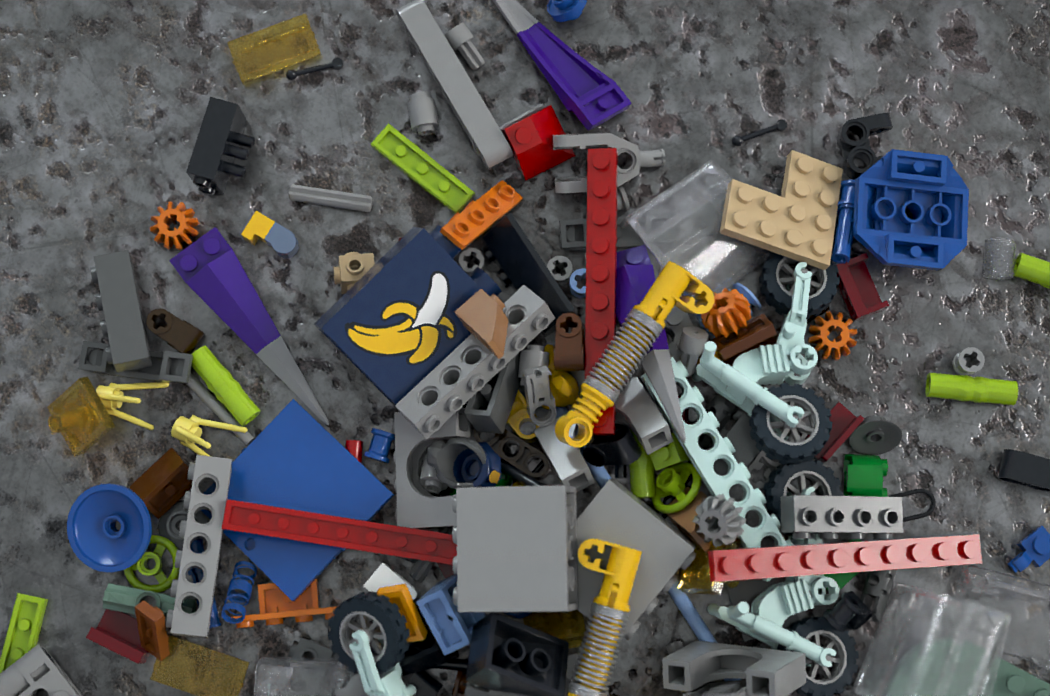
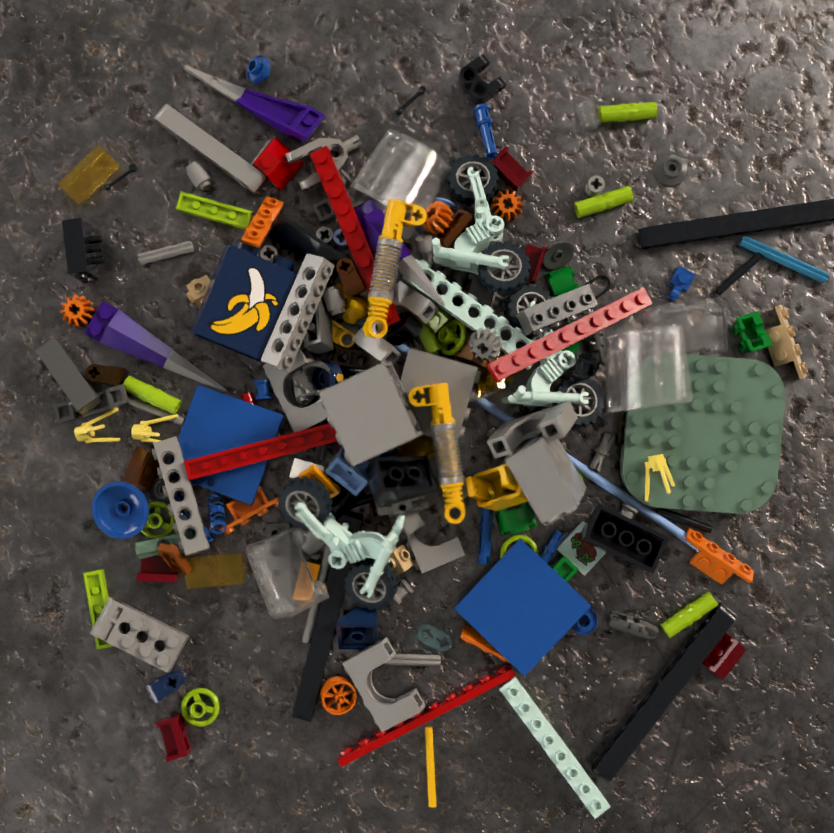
camera: 25 degrees left, 5 degrees up
(80, 416) = (72, 451): clear yellow plate -> none
(271, 233) = (139, 290): leg -> none
(460, 39) = (202, 120): light grey piece -> none
(485, 320) = (292, 284): medium nougat slope -> none
(538, 394) = (344, 316): light grey piece -> none
(793, 224) = (456, 144): tan plate -> none
(933, 195) = (525, 90): blue piece -> none

